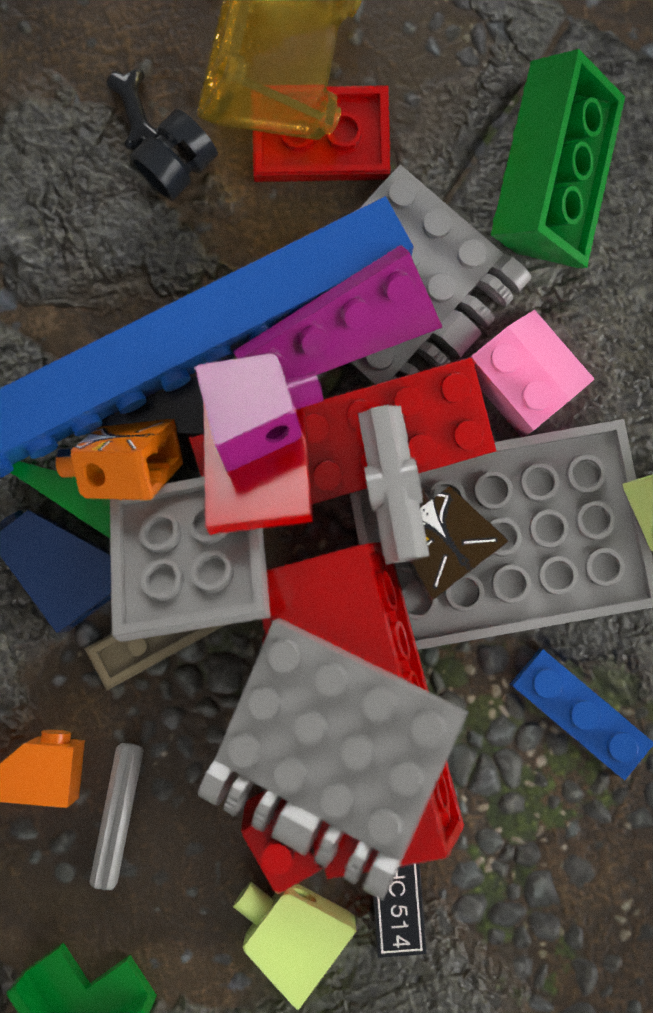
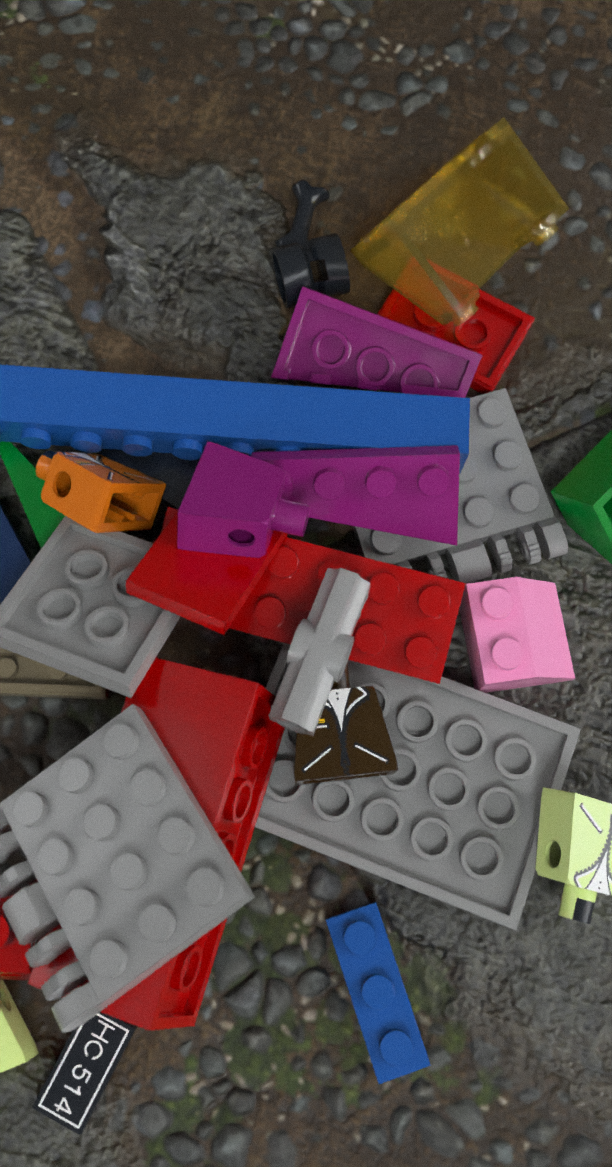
camera: 30 degrees right, 10 degrees down
(262, 200) = (364, 350): none -> magenta wing

